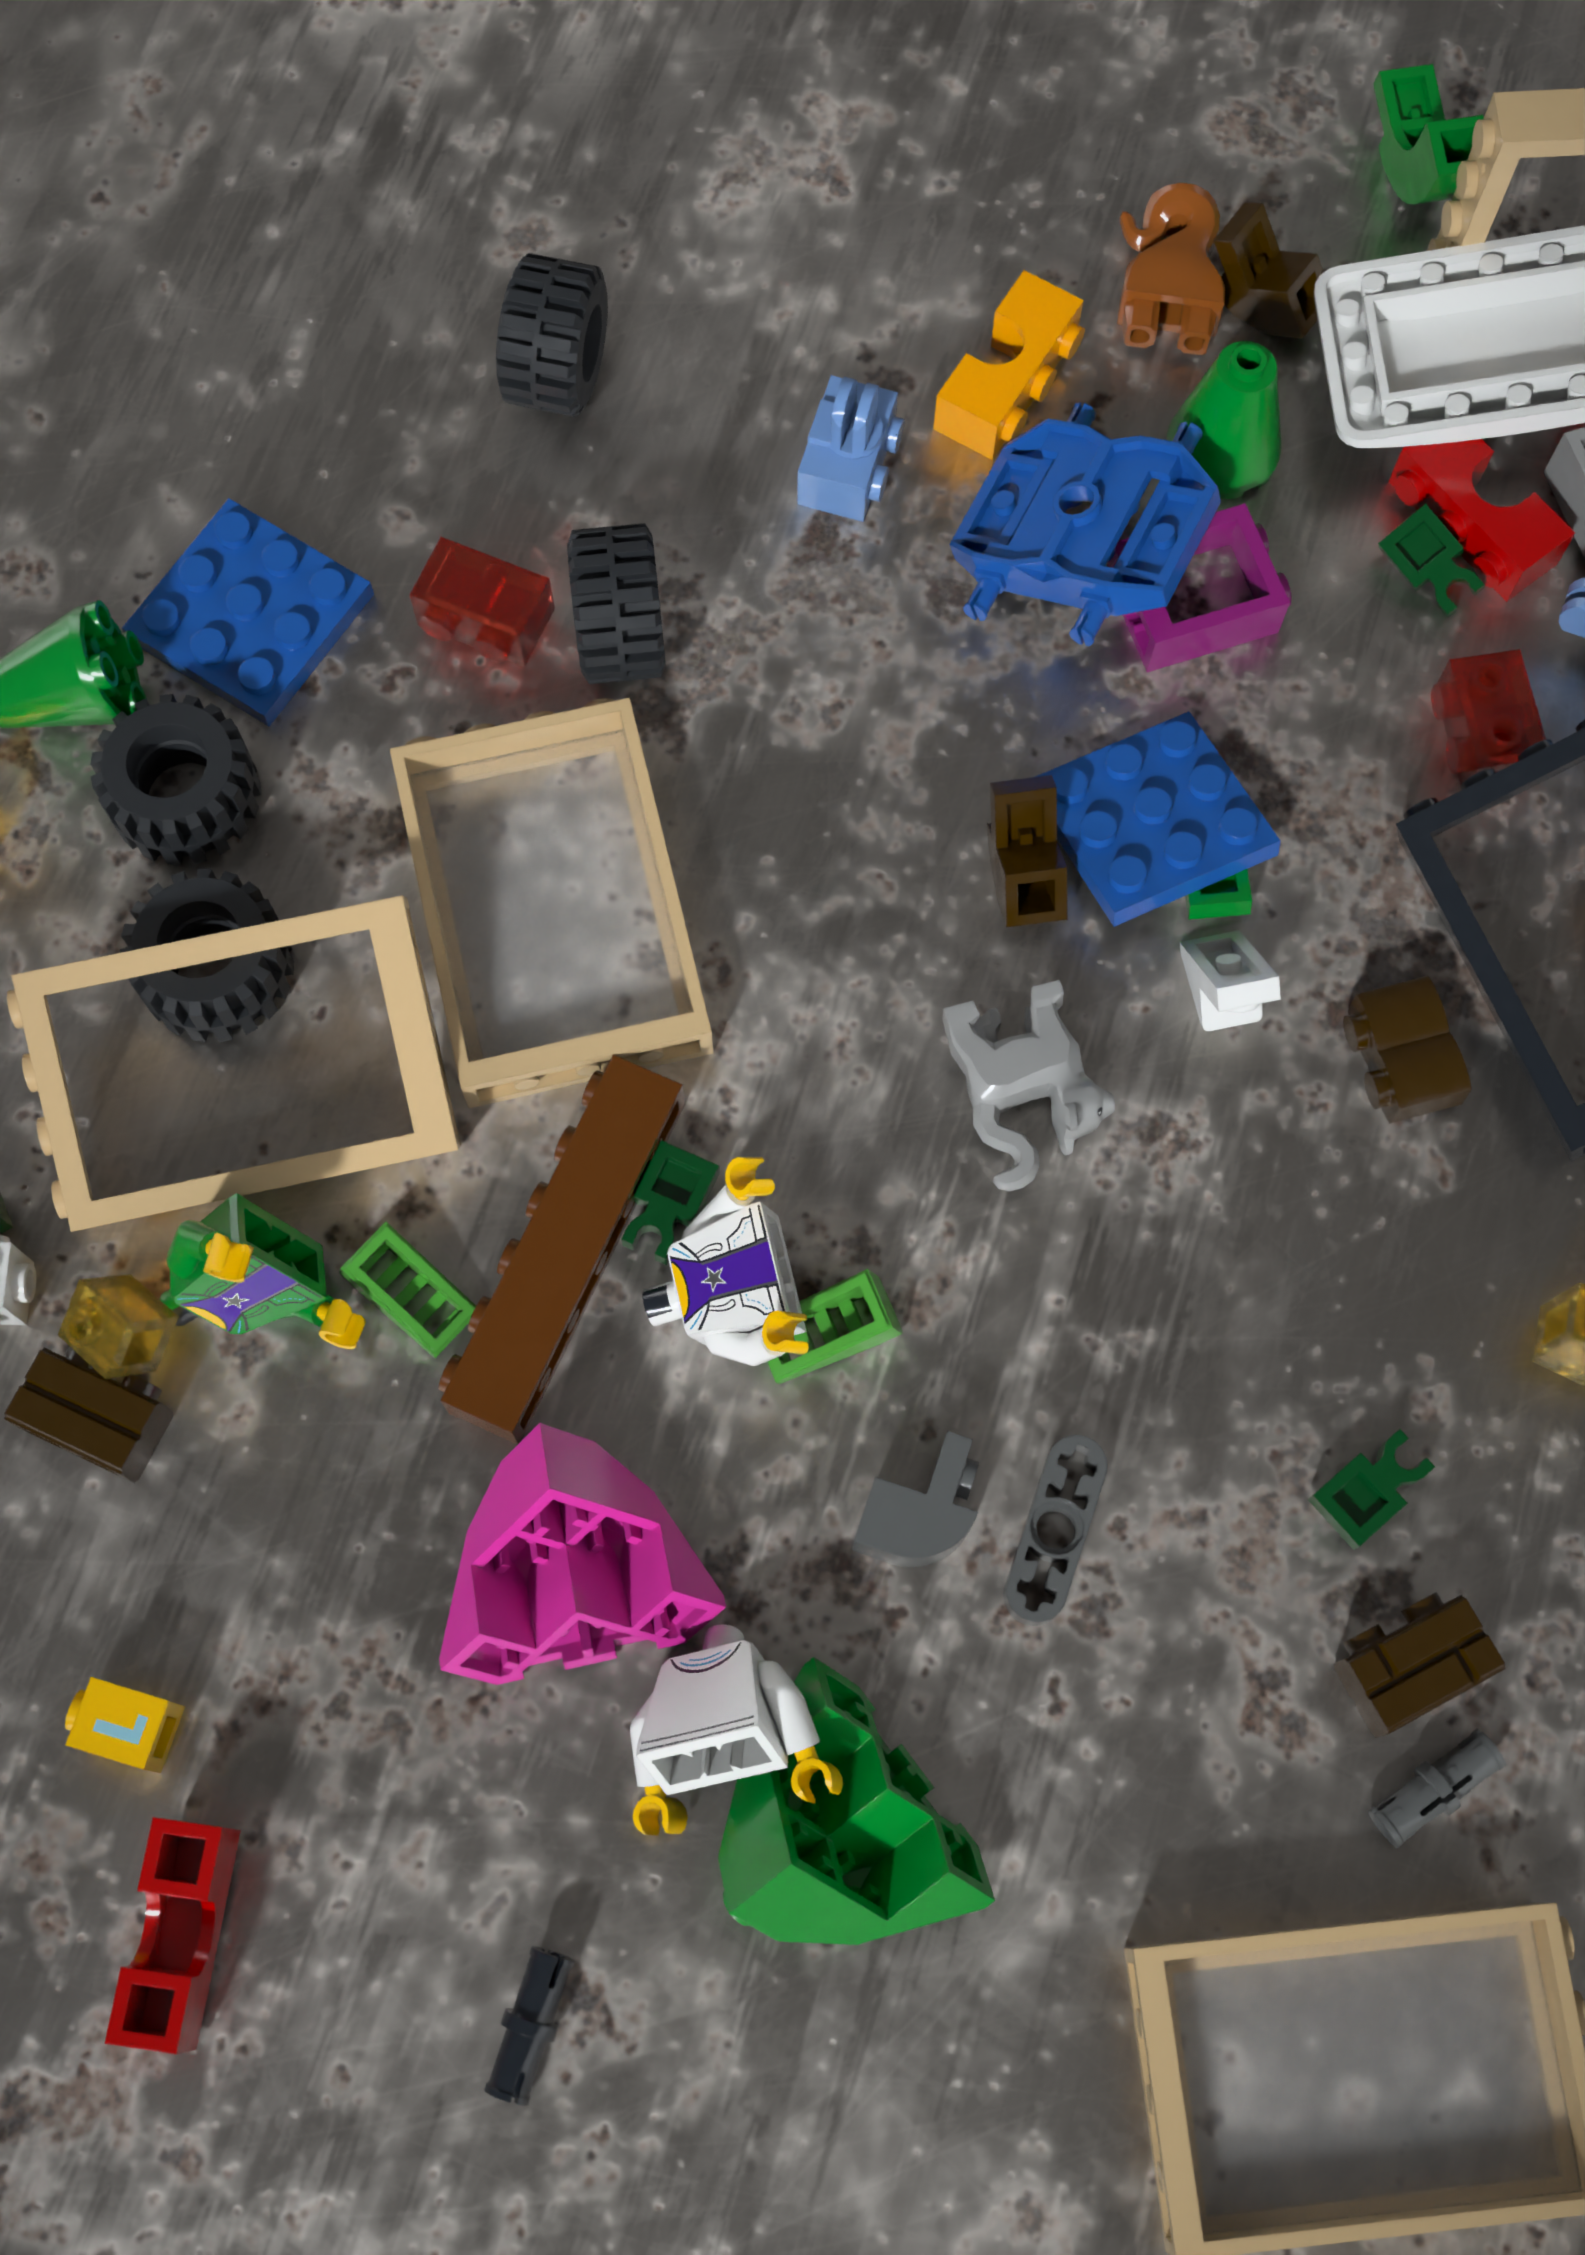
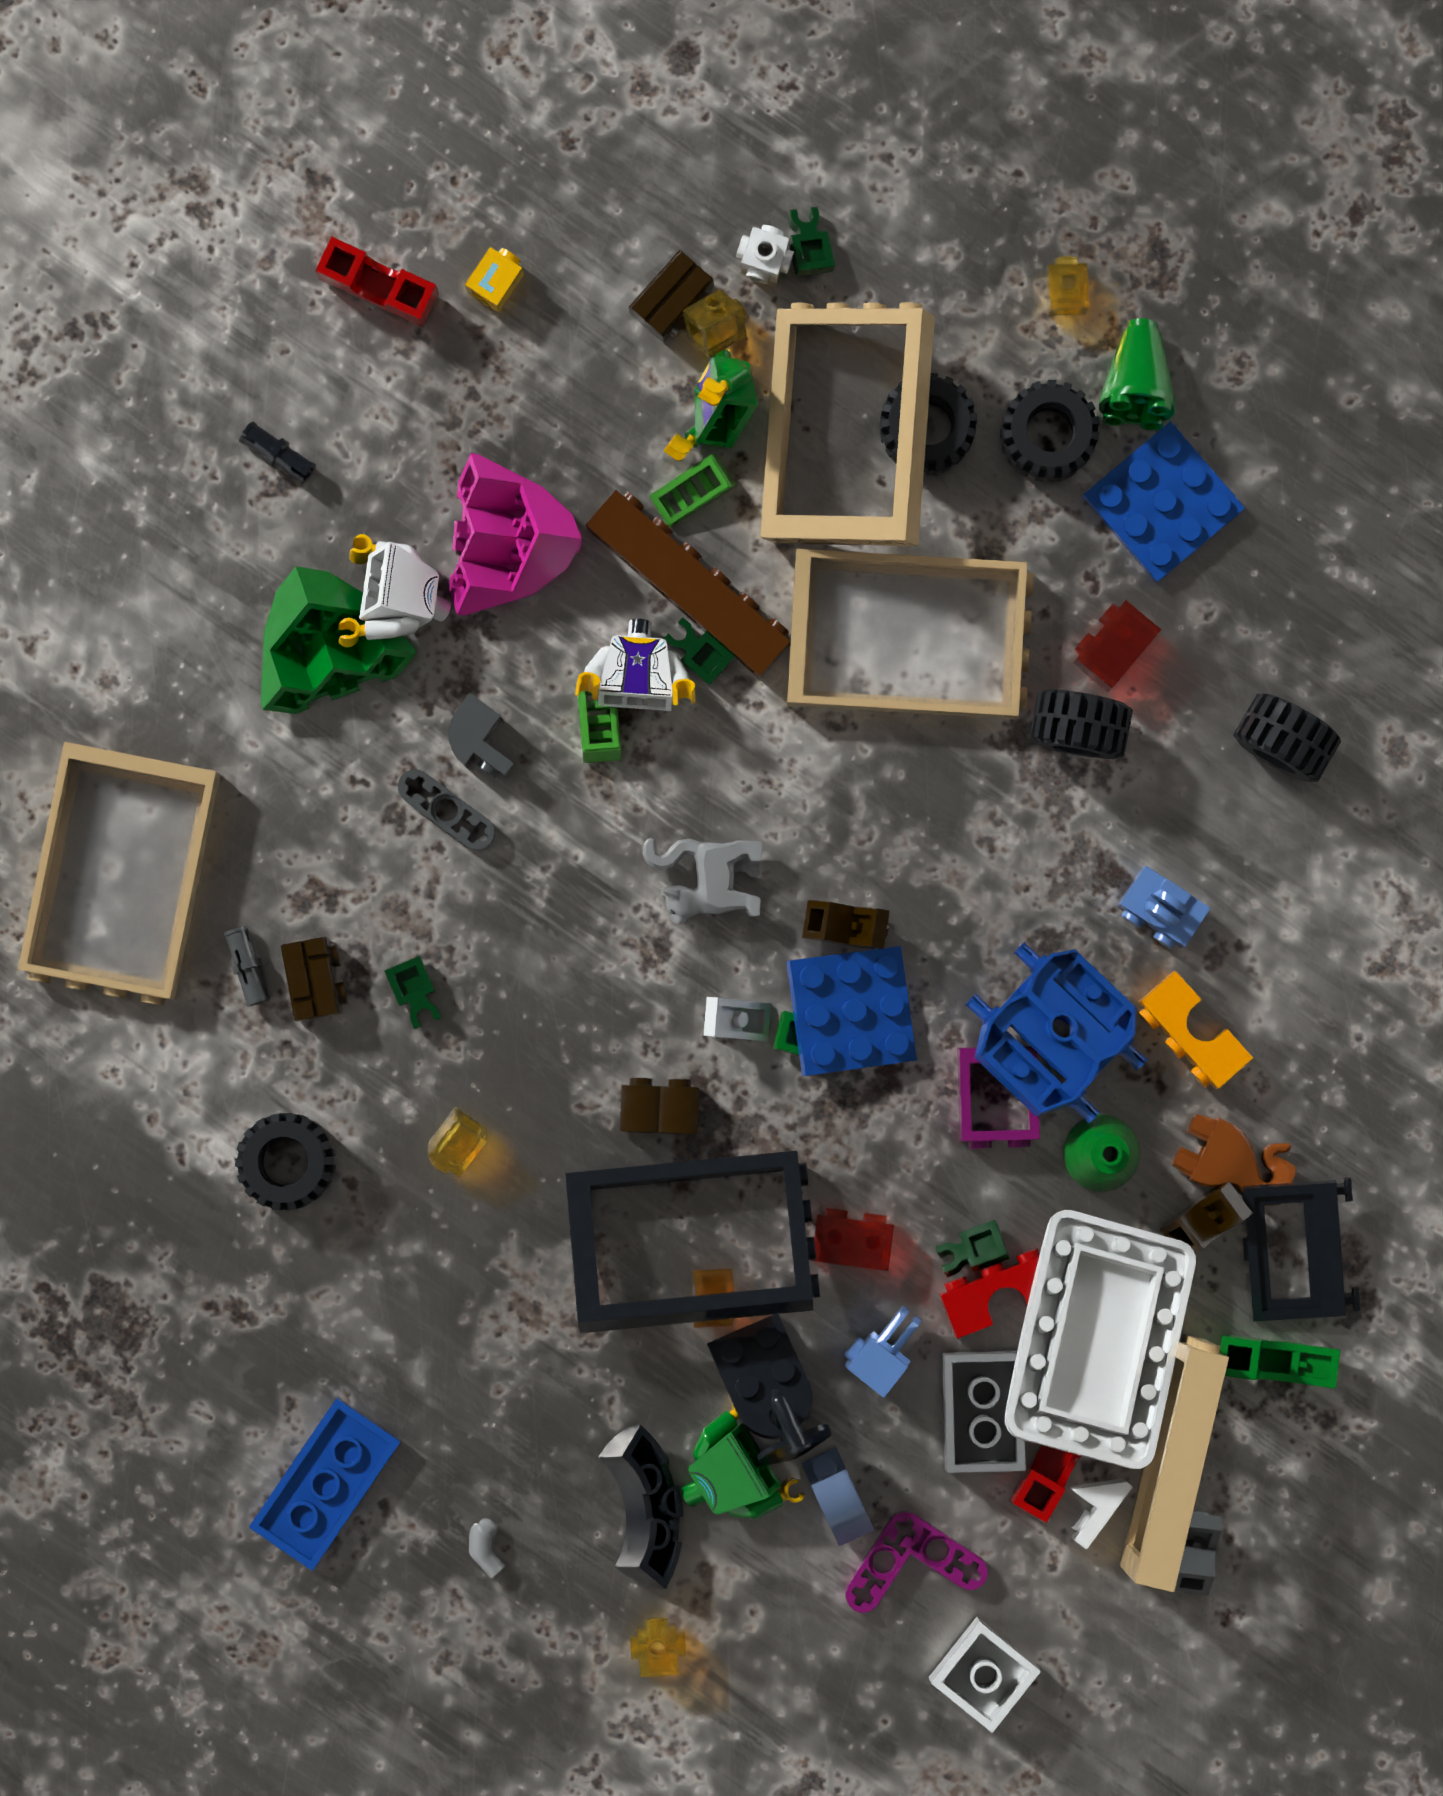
camera: 105 degrees right, 15 degrees up
(1256, 126) = (1323, 1250): none -> black piece

